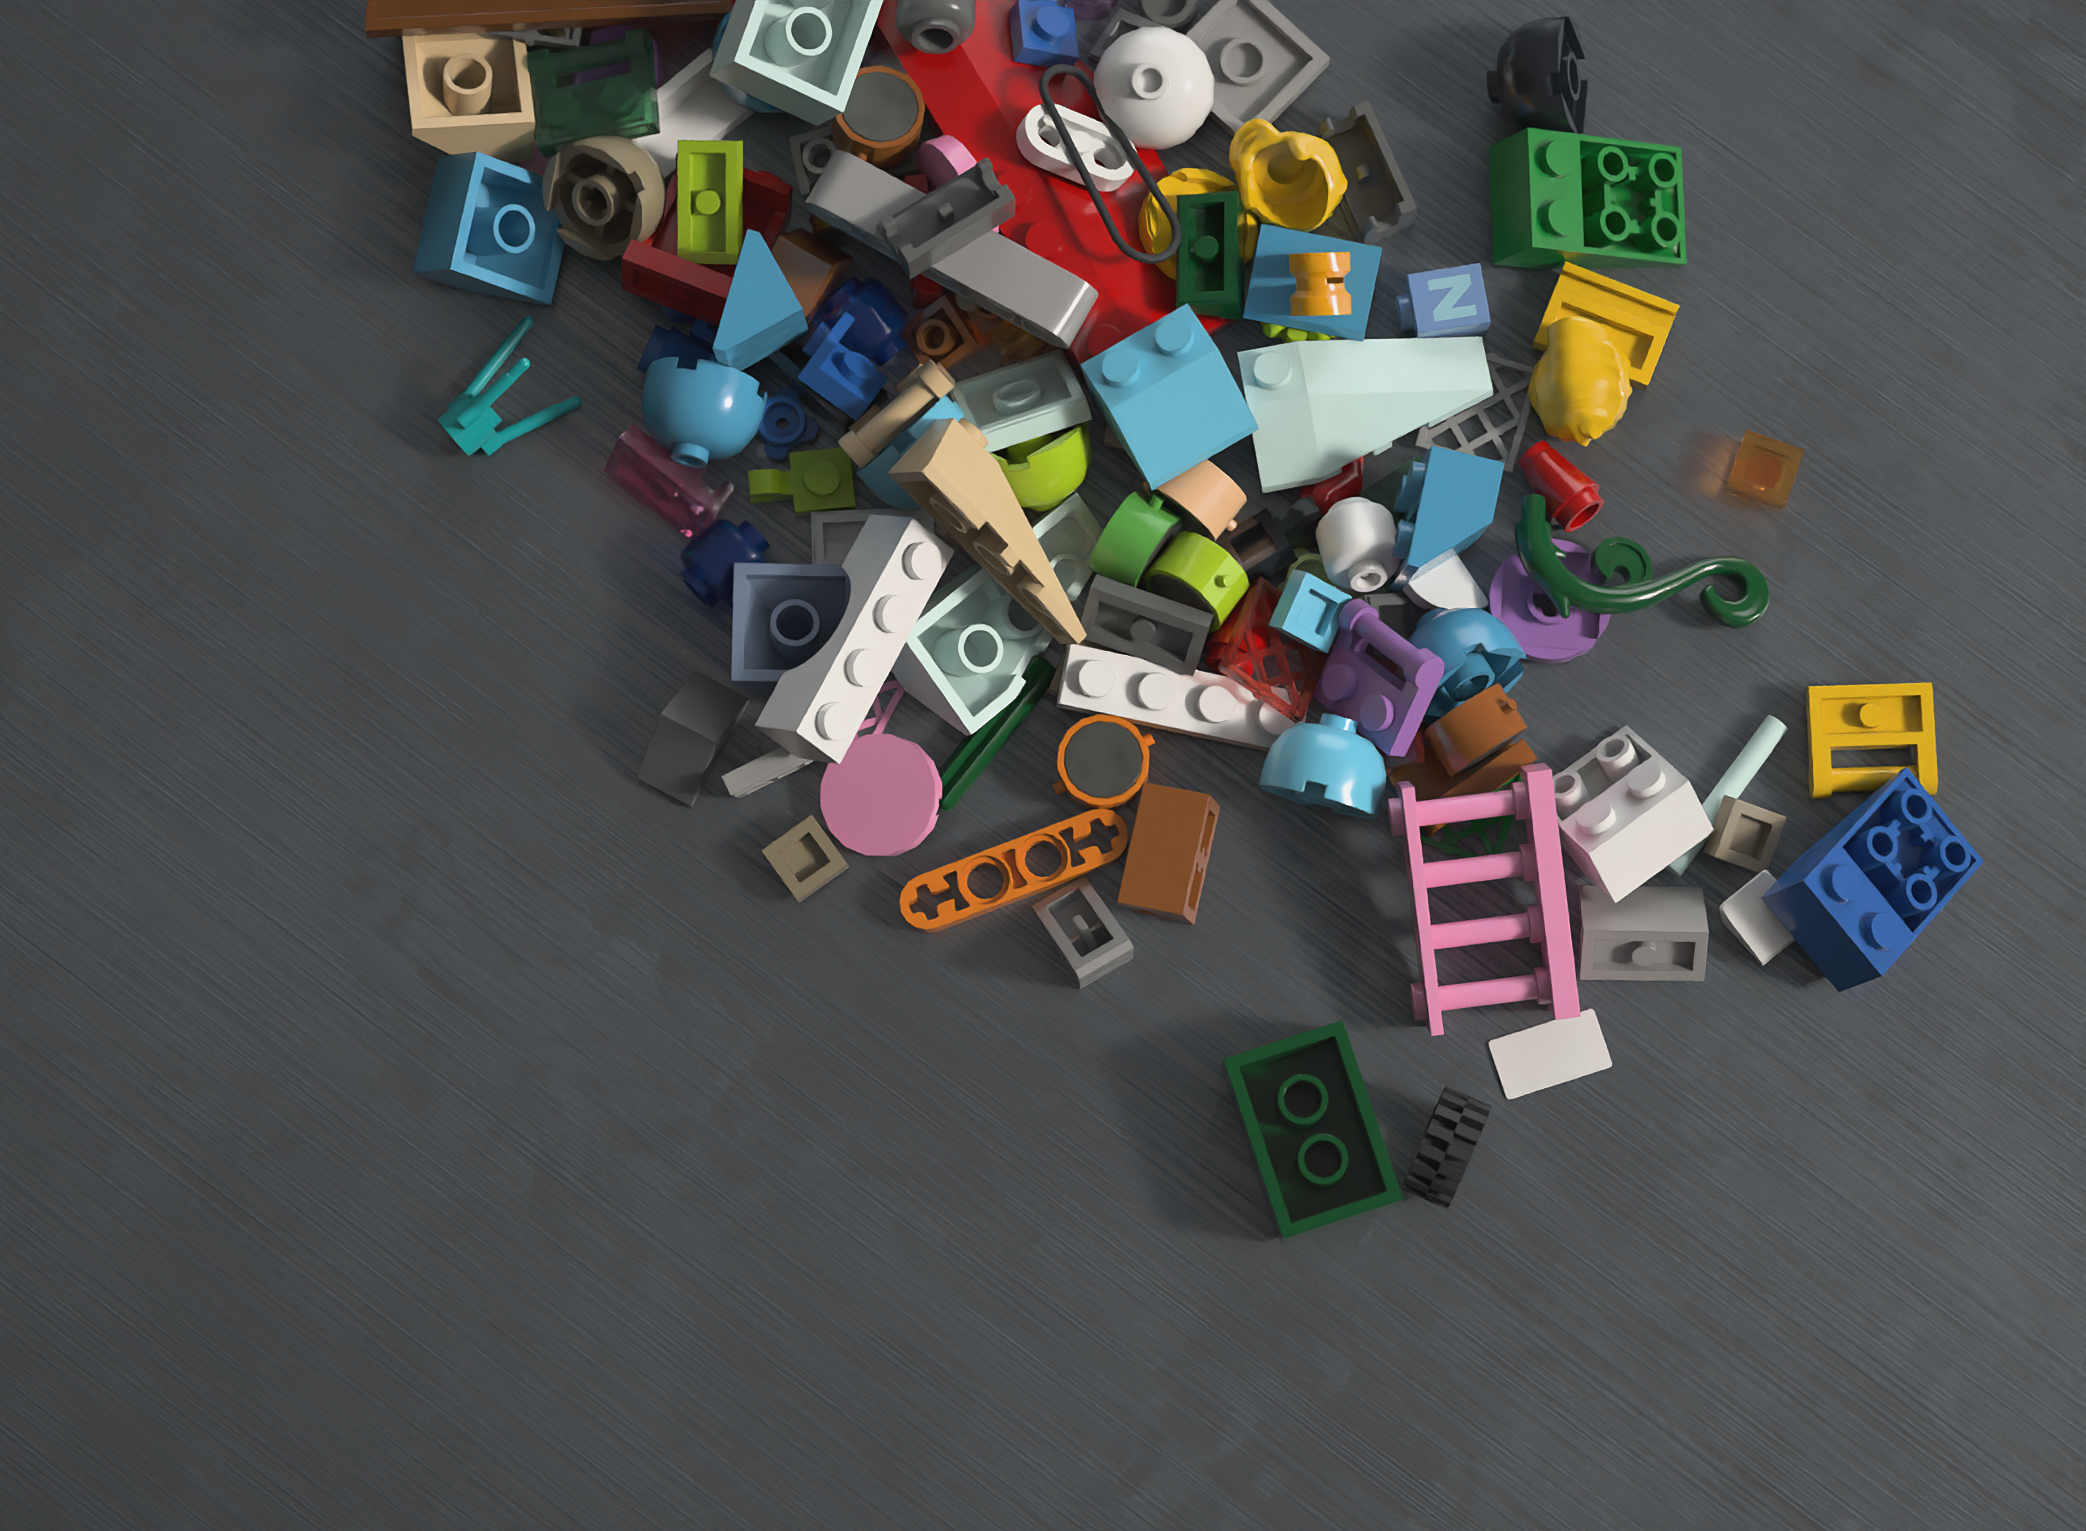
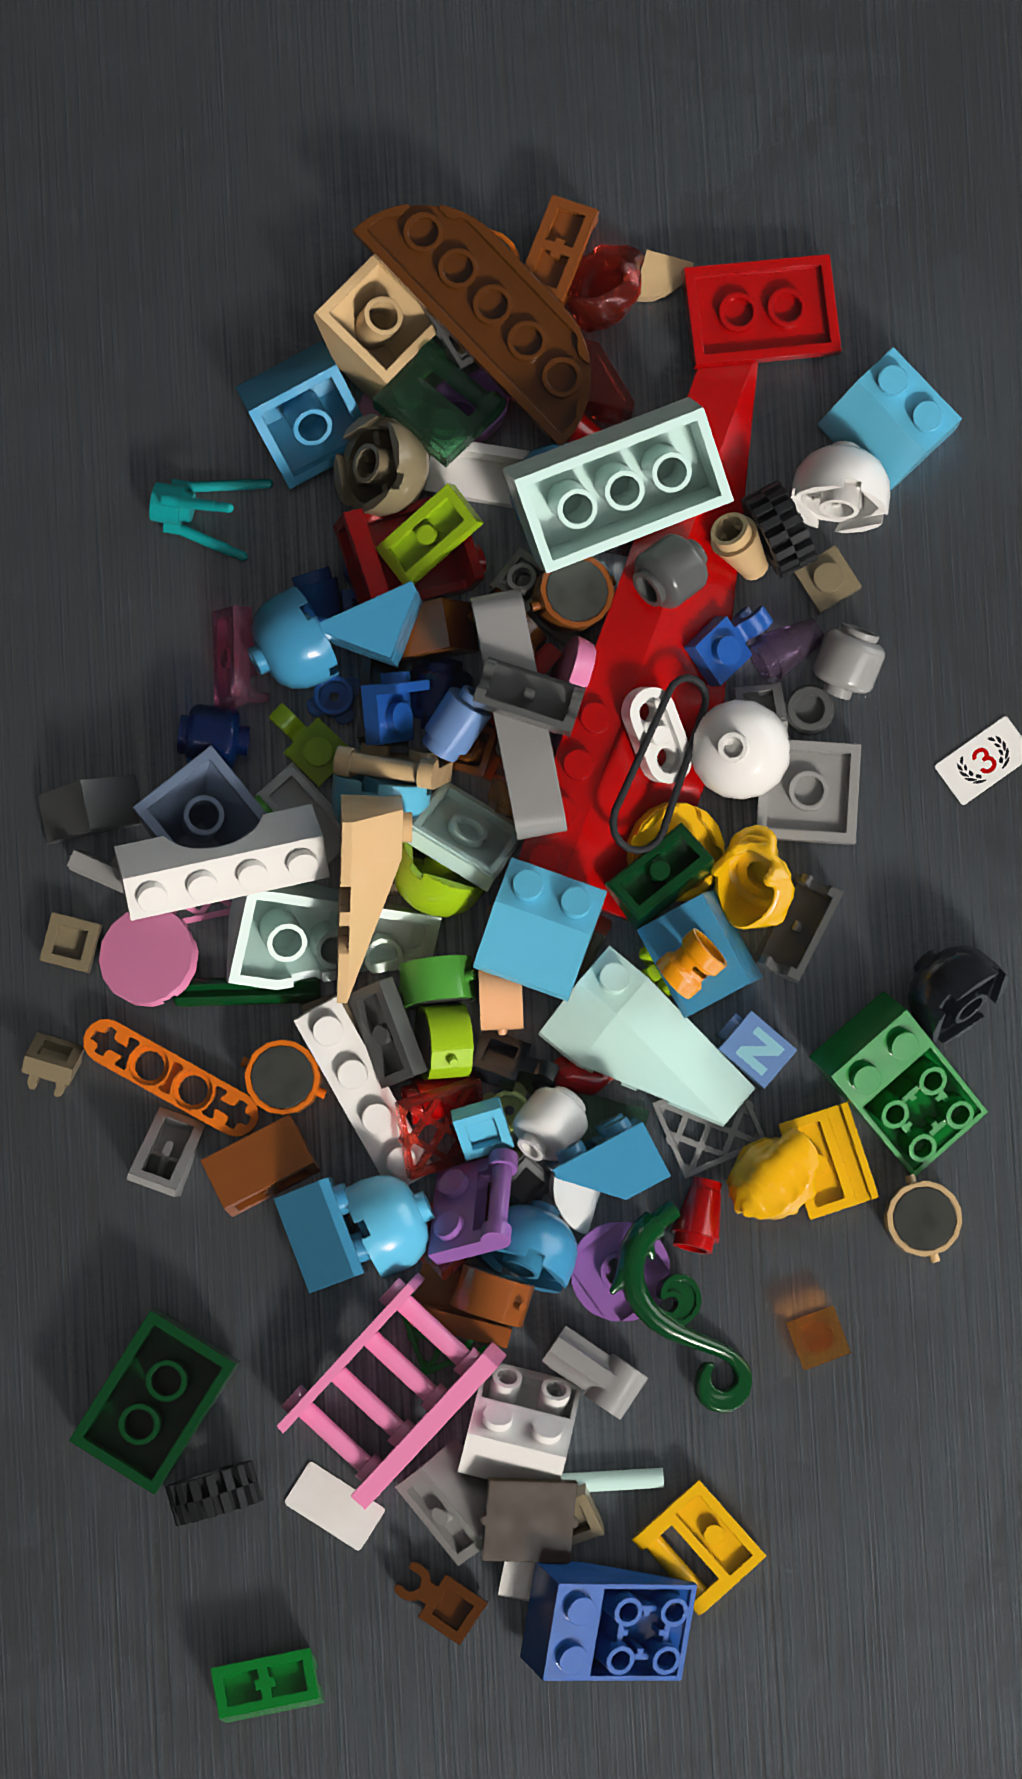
camera: 50 degrees right, 5 degrees up
(903, 967) = (52, 1060): none -> dark tan tile
(908, 319) = (455, 724): none -> medium blue brick
(1284, 842) = (322, 1234): none -> dark azure slope
(1641, 696) = (604, 1377): none -> light grey piece
(1671, 1251) = (266, 1685): none -> green hinge
(1717, 869) = (529, 1520): none -> dark brown piece
(1732, 283) = (922, 1218): none -> pearl dark grey piece
(1733, 1019) = (448, 1605): none -> reddish brown plate

